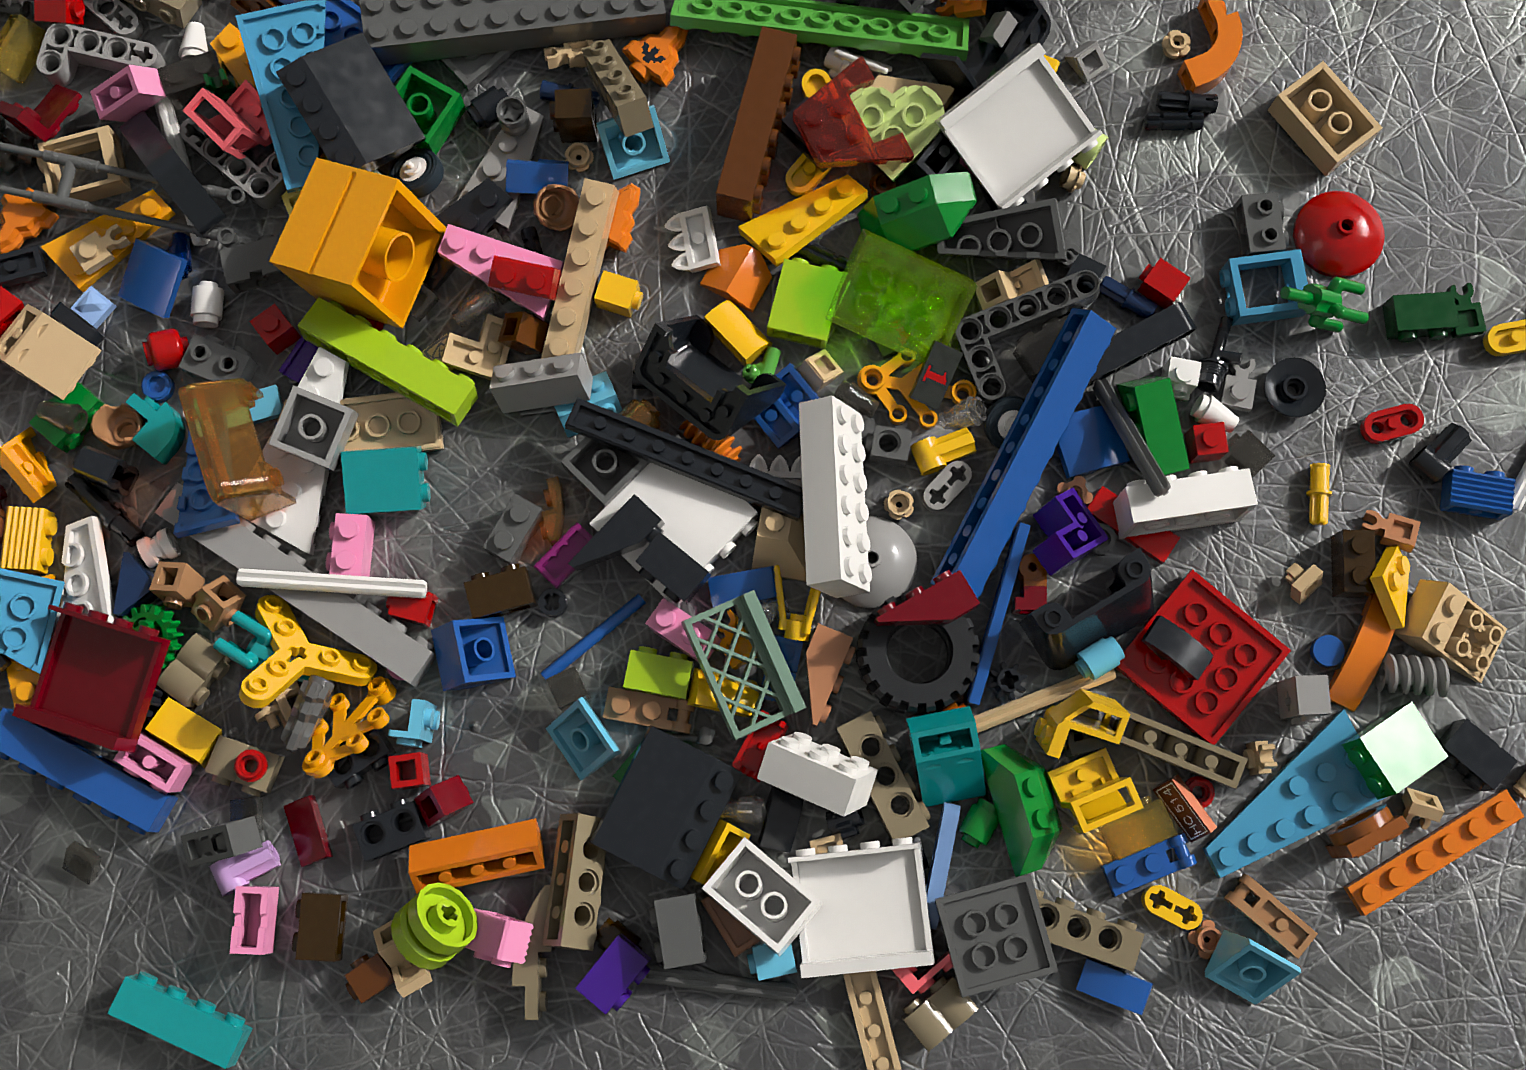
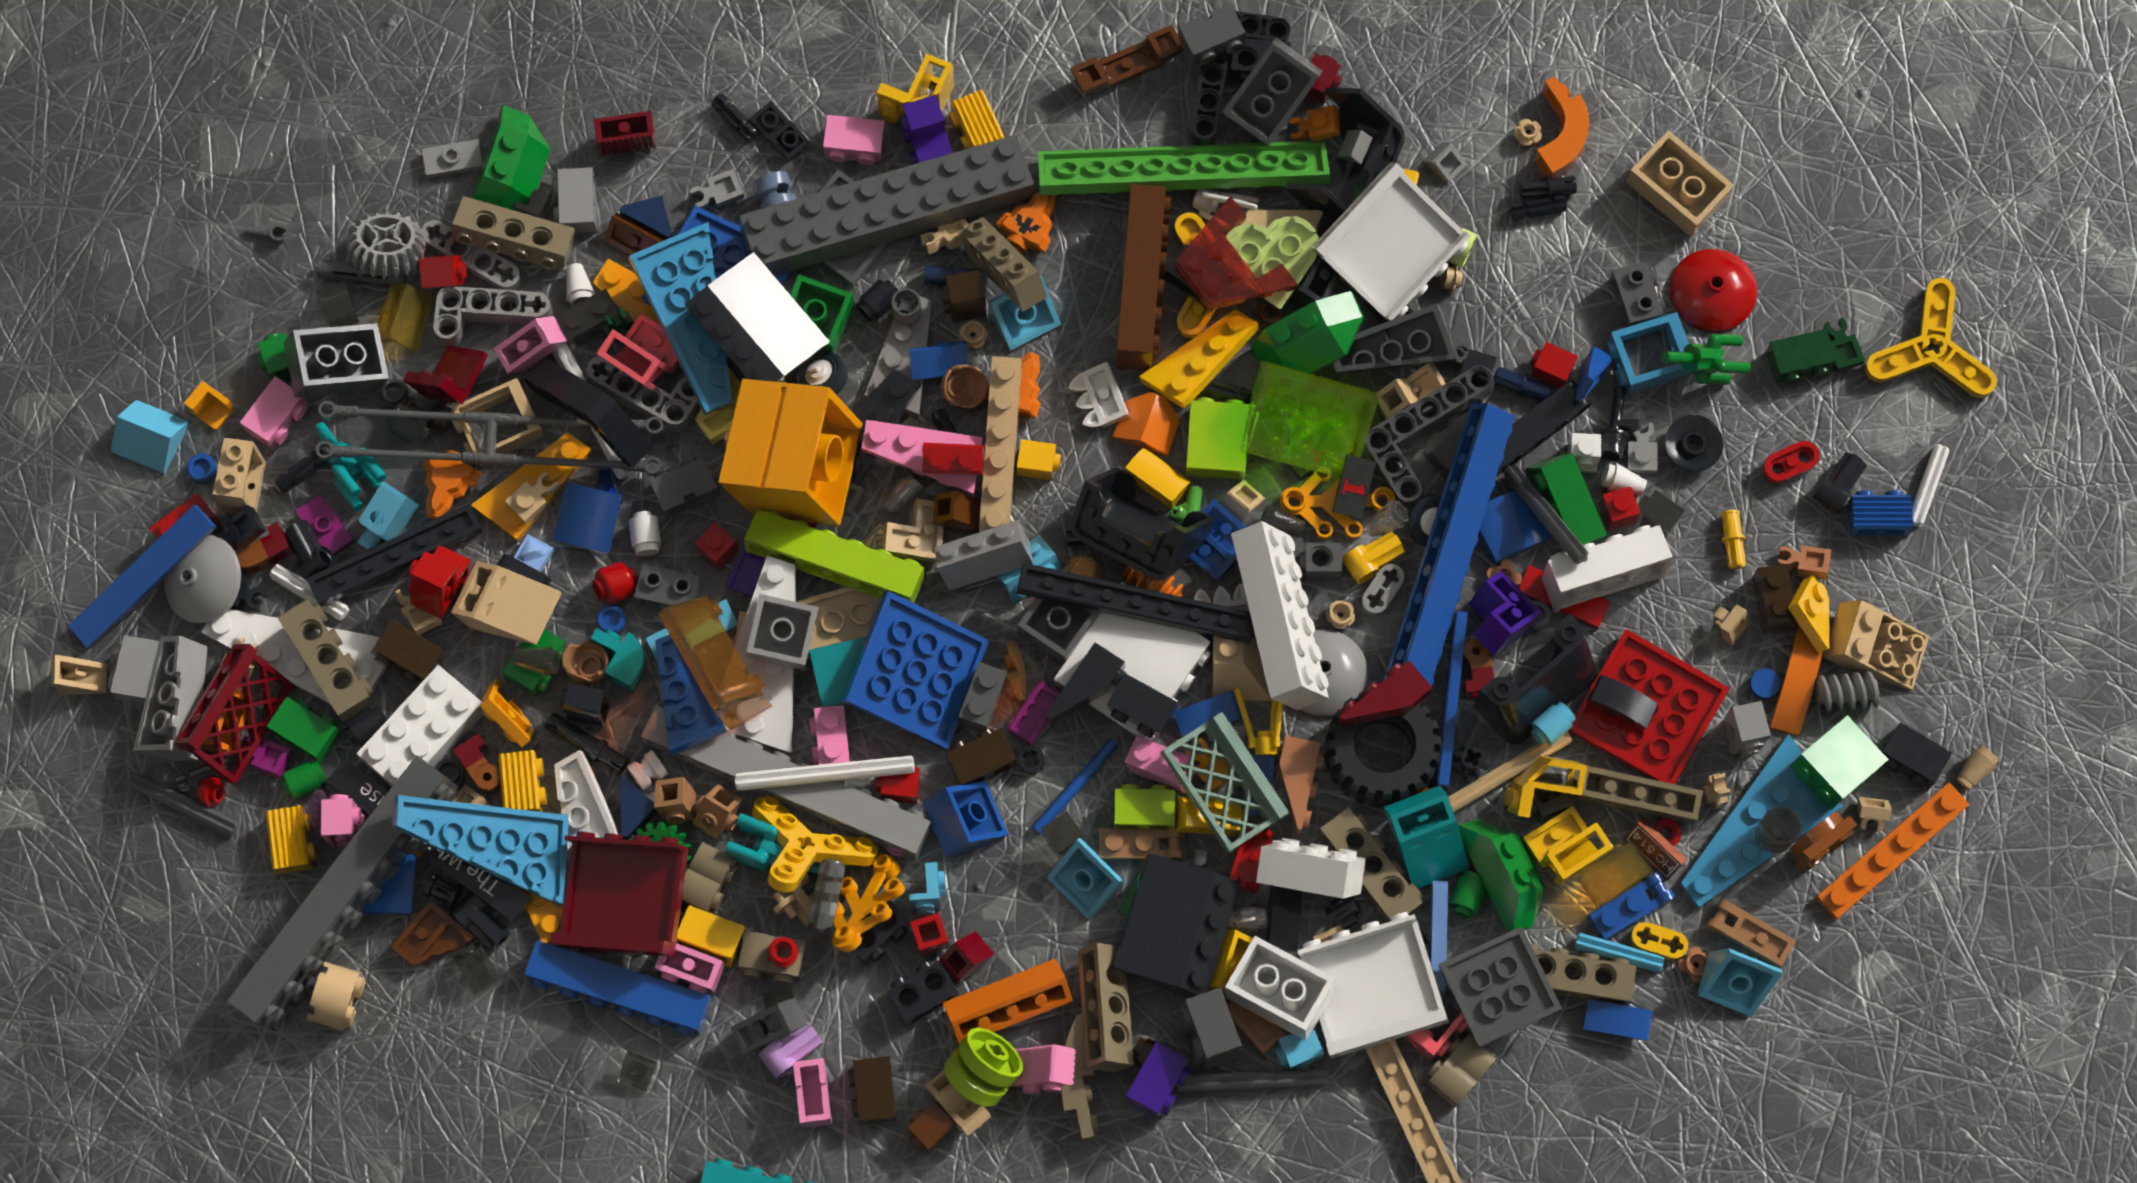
camera: 10 degrees left, 5 degrees down
(308, 830) = (841, 1008): dark red slope -> none
(446, 490) = (915, 670): none -> blue plate
(1127, 912) = (1614, 950): none -> medium azure axle
(1201, 296) = (1592, 372): none -> blue slope
(1320, 814) = (1778, 830): none -> clear smoke wheel

